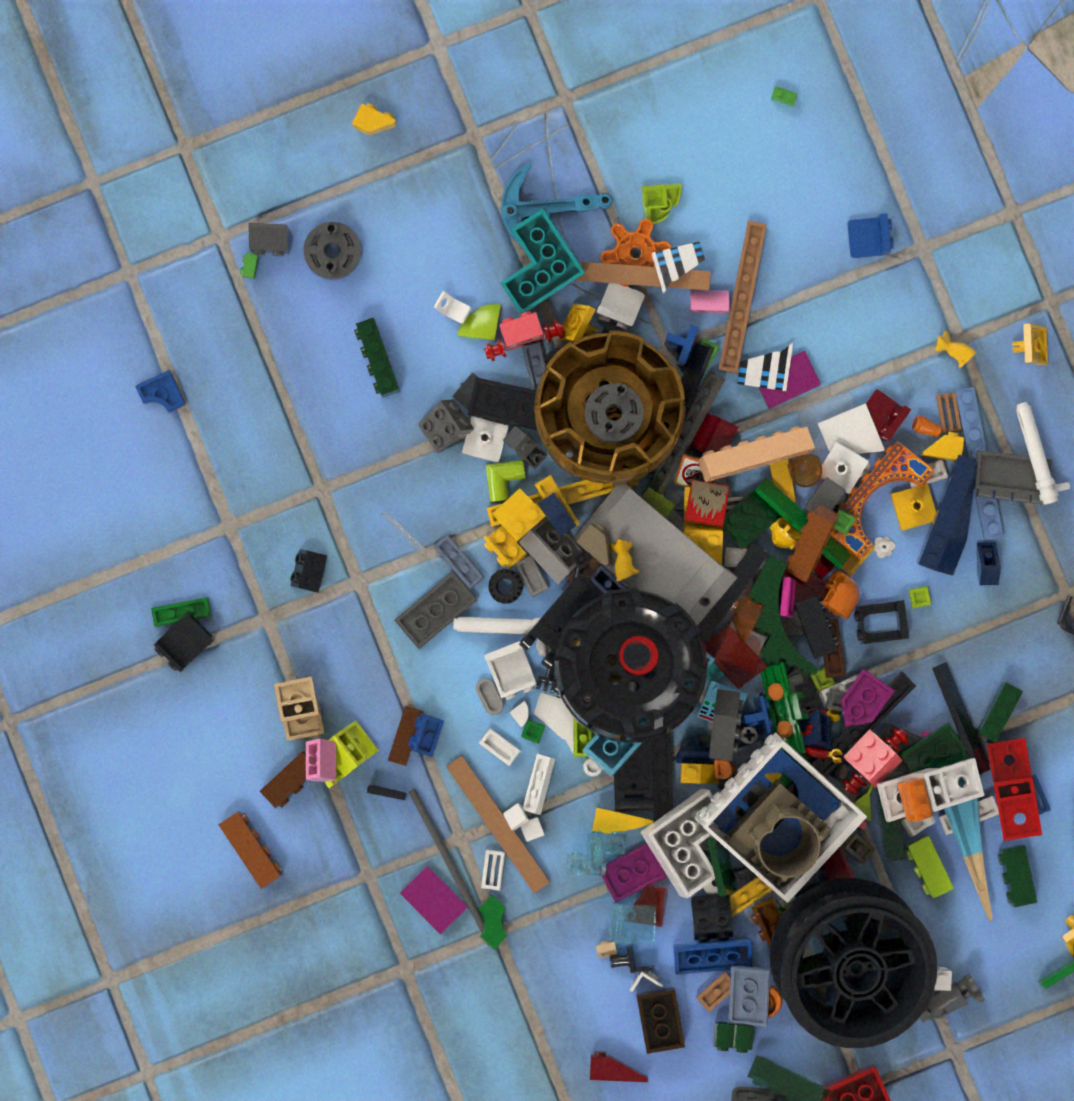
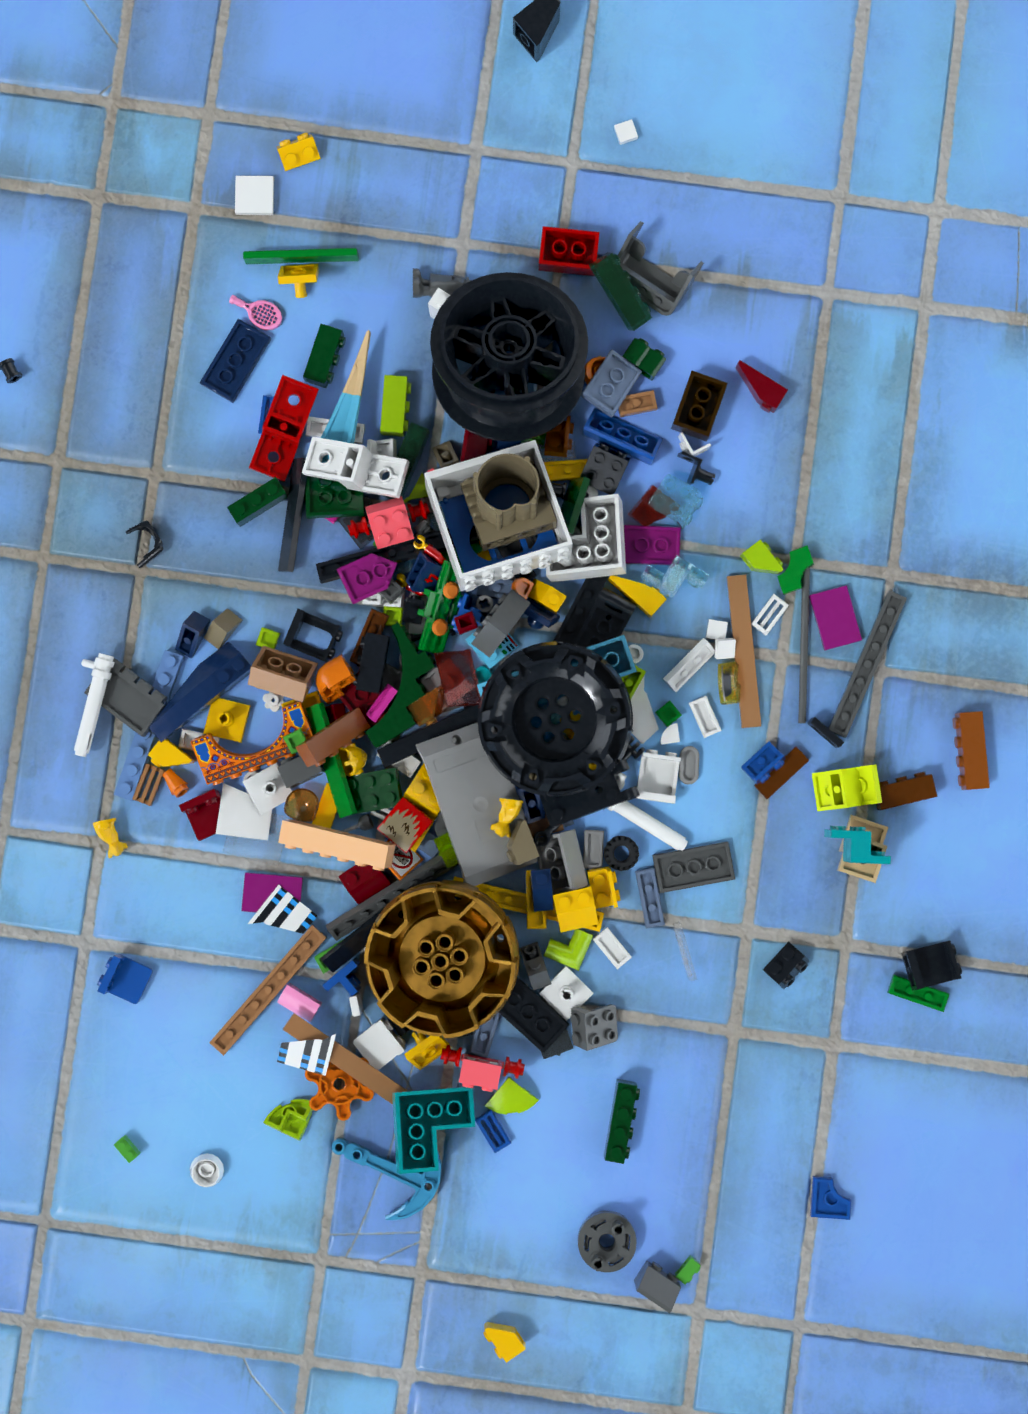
camera: 155 degrees left, 0 degrees up
(309, 706) = (857, 845): none -> teal bracket
(320, 760) = (871, 791): bright pink brick -> none
(383, 874) = (867, 664): none -> dark grey plate
(453, 308) = (528, 1126): white bracket -> none
(467, 500) = (612, 948): none -> white tile
(476, 293) = (485, 1116): none -> blue tile
(496, 787) = (728, 683): none -> clear yellow slope
(528, 913) = (760, 559): none -> lime slope
(606, 949) = (711, 492): tan plate -> none
(618, 397) = (429, 963): dark grey piece -> none
(638, 655) = (543, 723): tile -> none
(659, 327) = (356, 1004): none -> white tile
(705, 117) = (206, 1170): none -> white hat
(742, 485) = (364, 823): none -> dark grey hinge
(754, 707) = (466, 622): none -> dark red slope
(888, 573) = (282, 674): none -> medium nougat brick
(914, 799) = (374, 465): orange brick -> none
(964, 584) = (222, 628): none -> dark tan slope
(1033, 344) = (39, 800): yellow tile -> none

